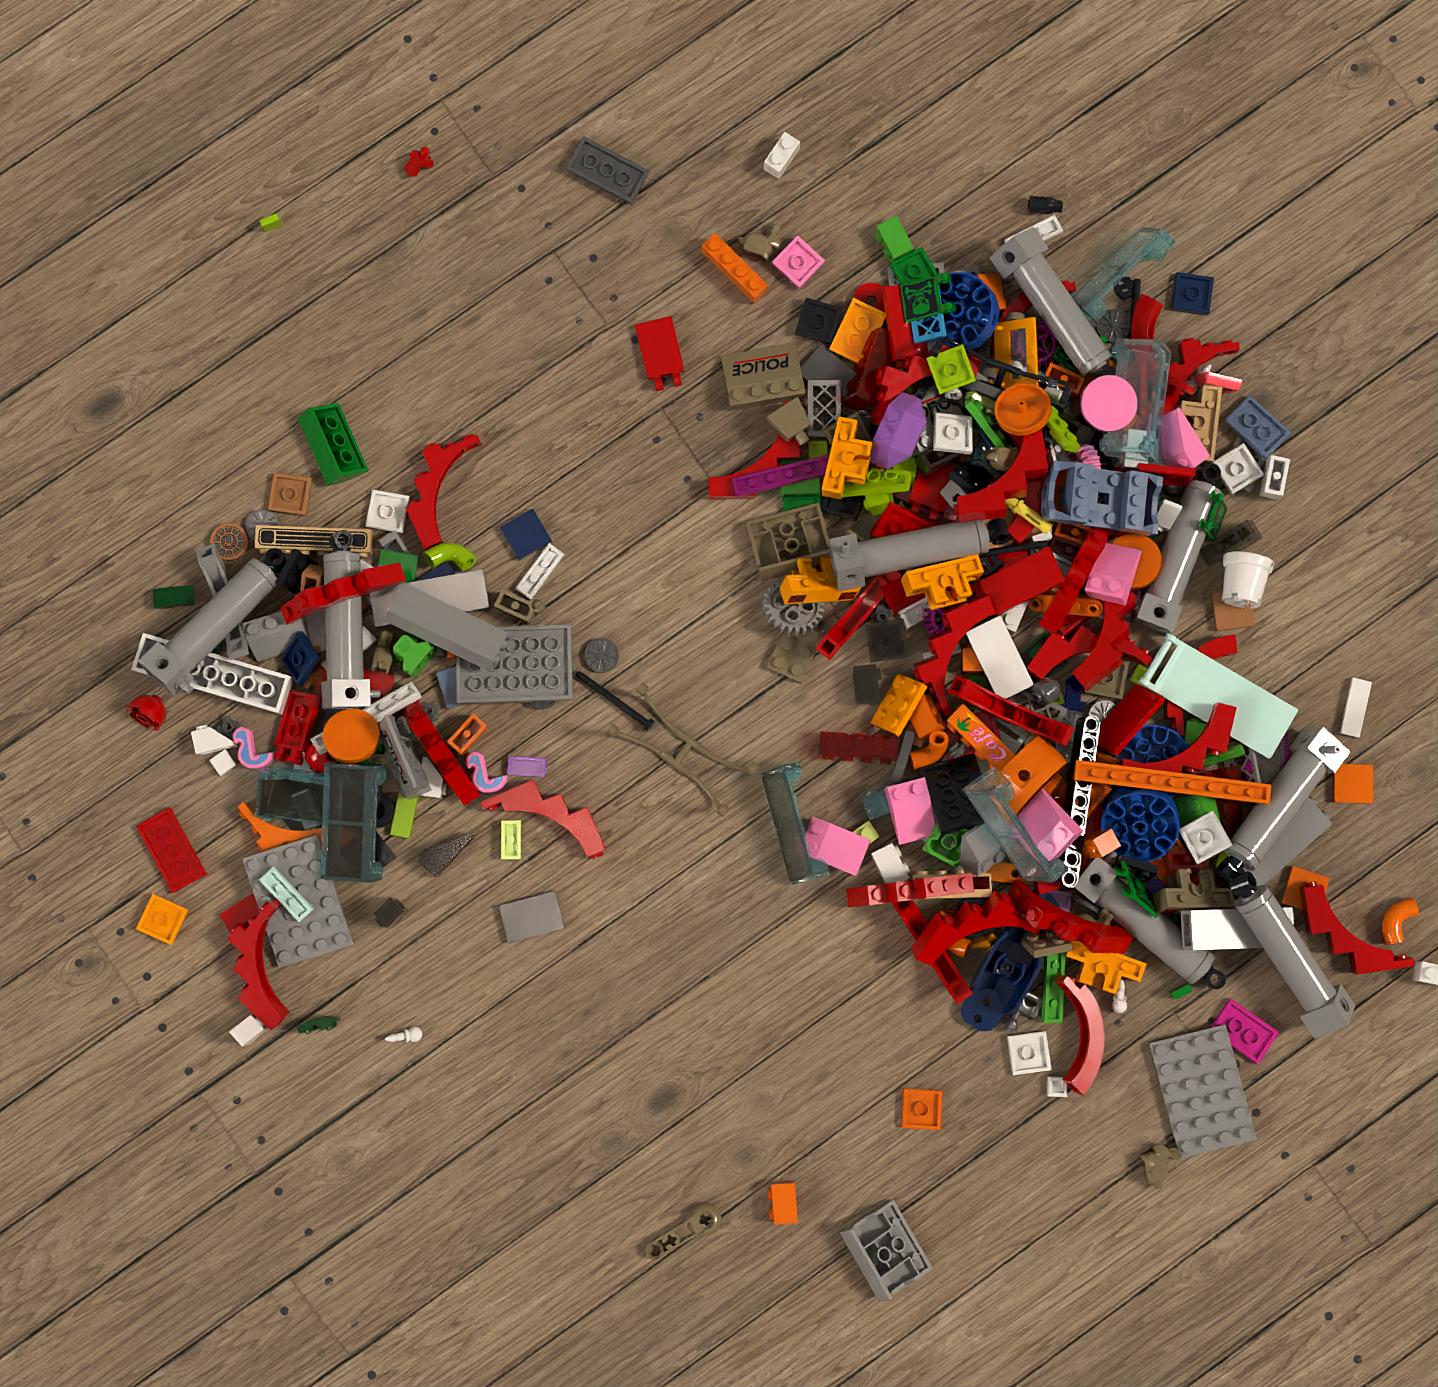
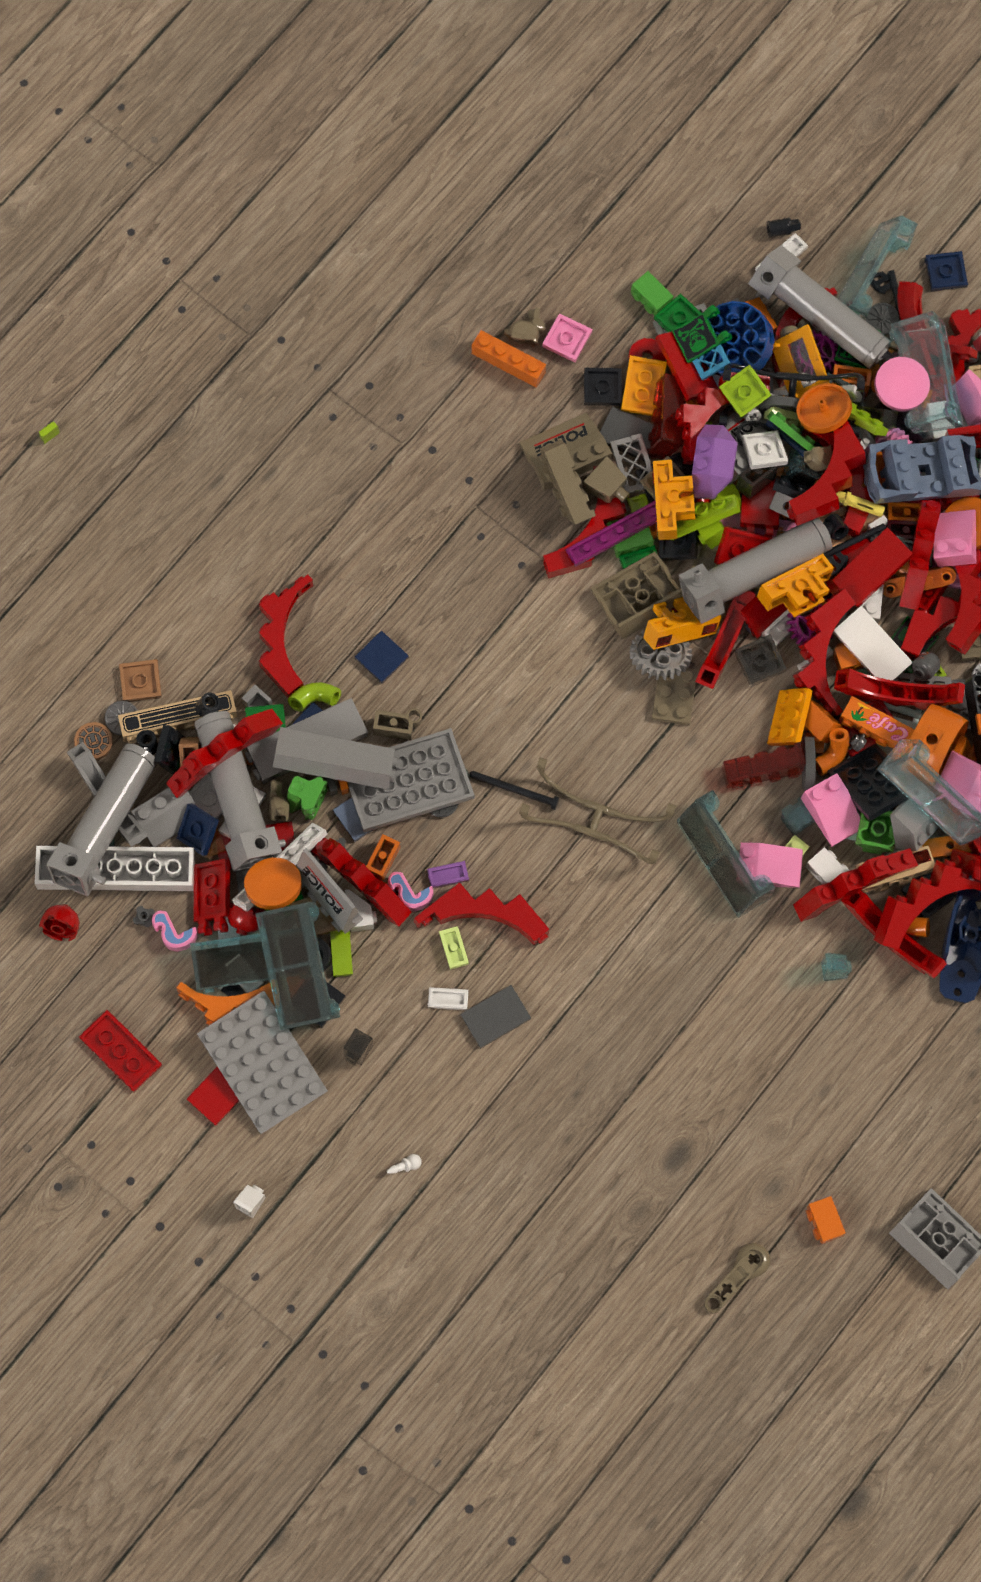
camera: 20 degrees left, 10 degrees down
(162, 919) = (131, 1119): light orange plate -> none
(173, 596) = (53, 806): dark green slope -> none
(209, 740) = (131, 933): white slope -> none
(223, 762) = (147, 952): white tile -> none
(257, 993) = (248, 1163): red arch -> none
(286, 894) = (250, 1055): light aqua tile -> none
(323, 1023) = (322, 1173): dark green slope -> none
(332, 443) = (168, 621): green slope -> none
(387, 511) = (240, 671): white tile -> none
(418, 160) = (175, 338): red piece -> none
(440, 856) = (391, 979): clear smoke slope -> none
(492, 887) = (448, 998): none -> white tile
(539, 571) = (405, 687): white tile -> none
(601, 655) = (488, 750): dark grey wheel -> none
(607, 170) = (359, 301): dark grey plate -> none
(660, 350) = (460, 453): red tile -> none
(751, 412) = (565, 482): none -> dark tan wedge
(781, 155) = (522, 245): white brick -> none
(866, 685) = (753, 708): clear smoke brick -> none
(868, 962) = (835, 967): none -> clear light blue slope
(881, 609) = (745, 633): dark grey plate -> none
(921, 1109) = (931, 1094): orange tile -> none
(982, 942) = (940, 919): light orange bar -> none
(1073, 695) = (952, 663): clear blue leg -> none

